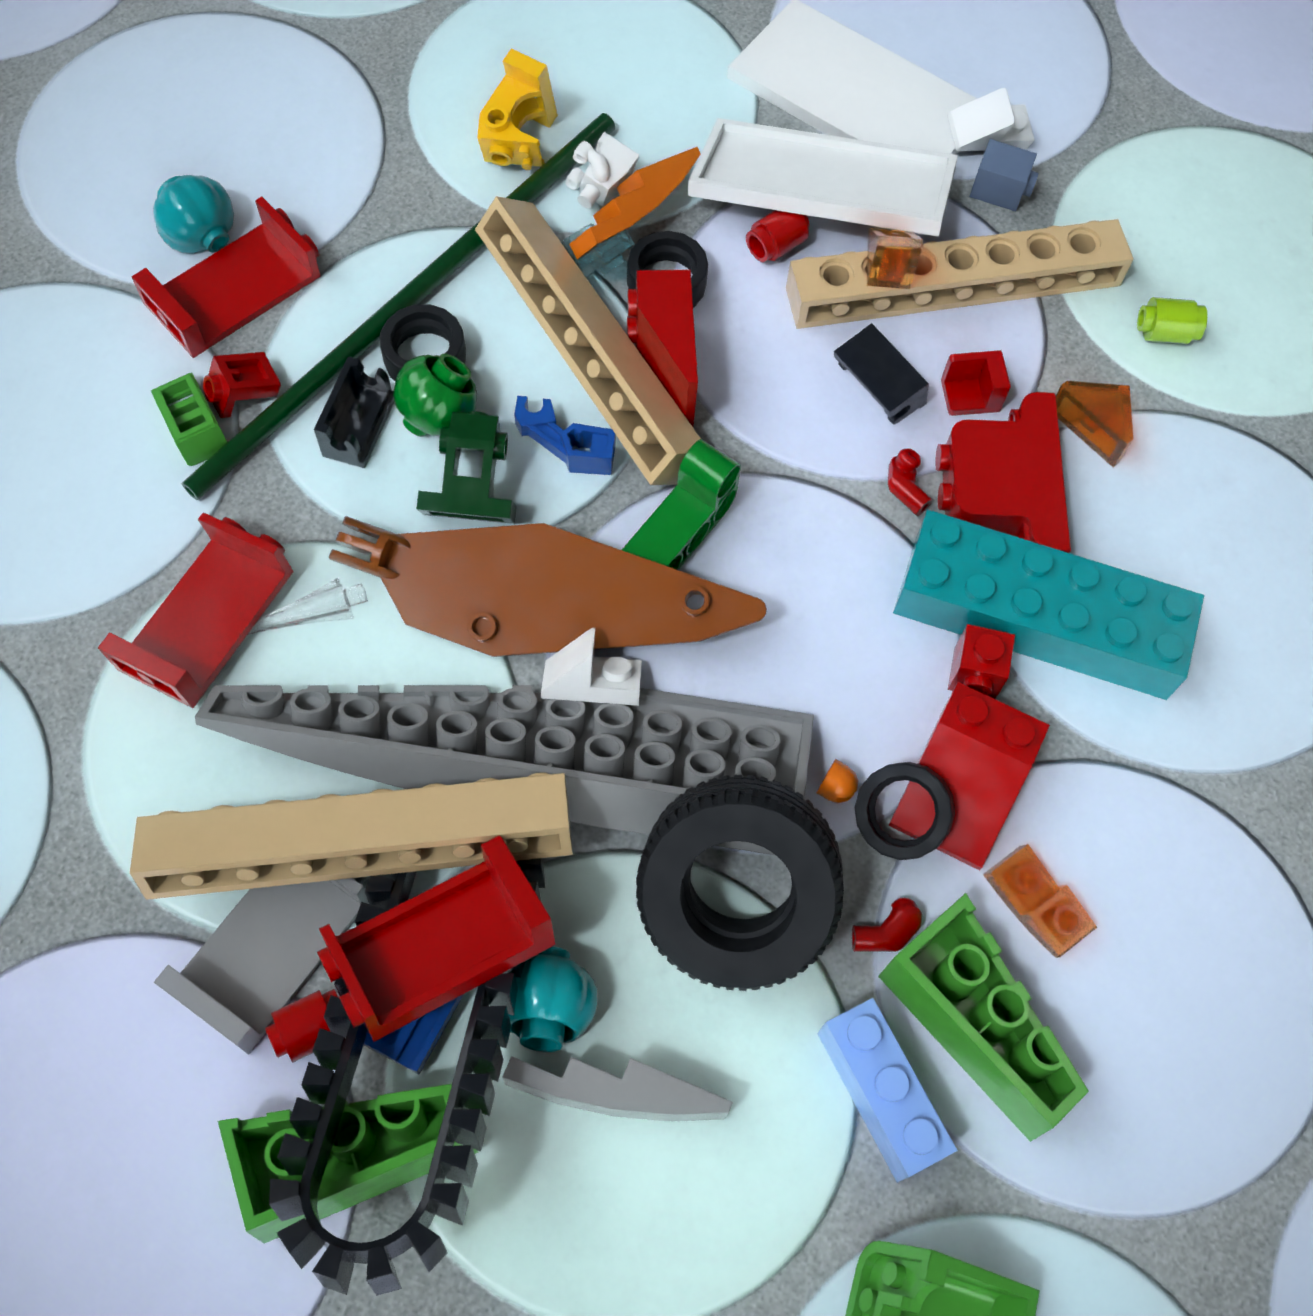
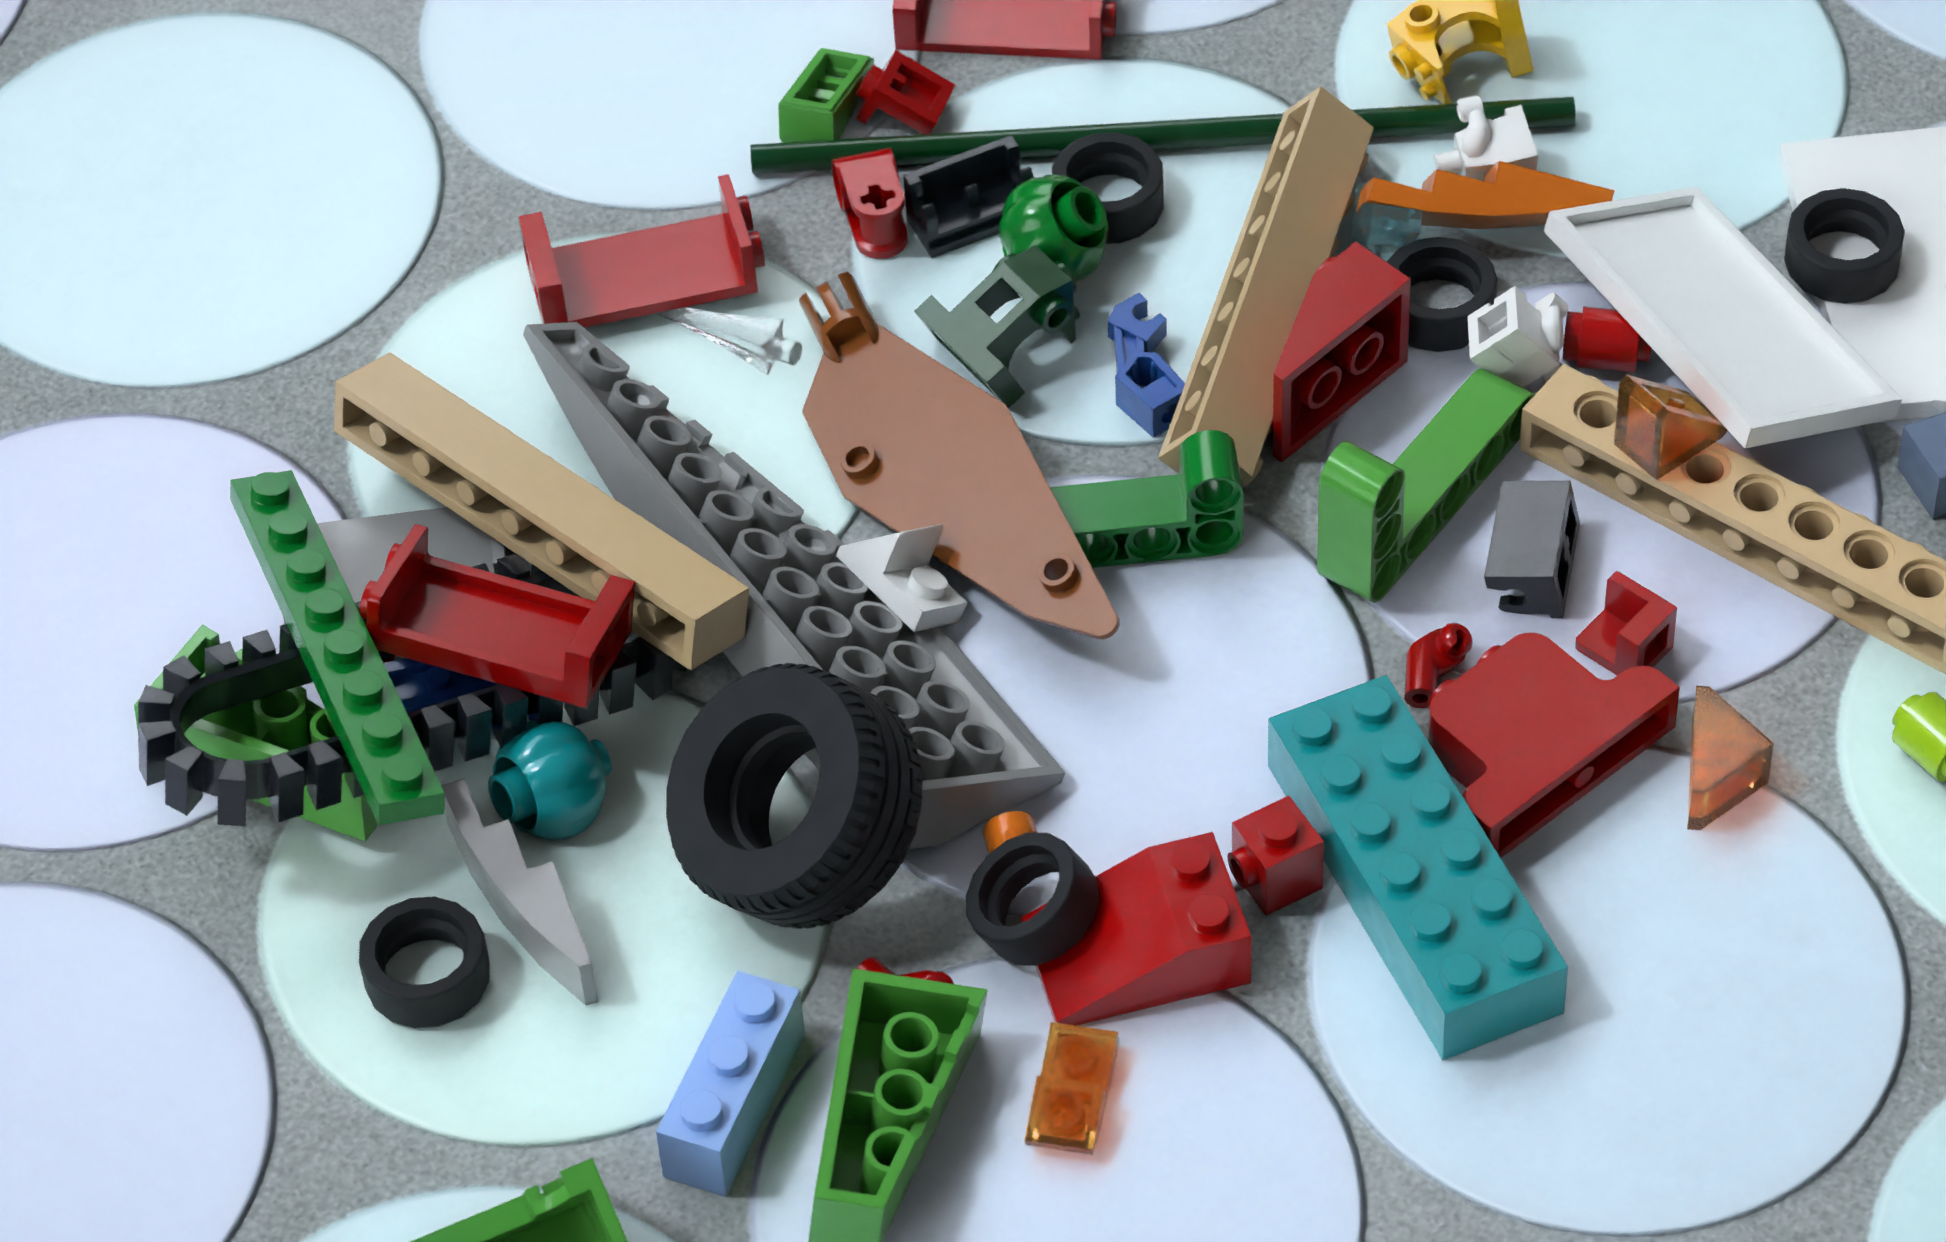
camera: 55 degrees right, 15 degrees down
(298, 460) = (872, 201): none -> red piece
(366, 1066) = (337, 649): none -> green plate
(573, 1187) = (419, 921): none -> black tyre
(748, 264) = (1517, 338): none -> white piece
(808, 417) = (1386, 514): none -> bright green beam
(839, 73) = (1845, 212): none -> black tyre

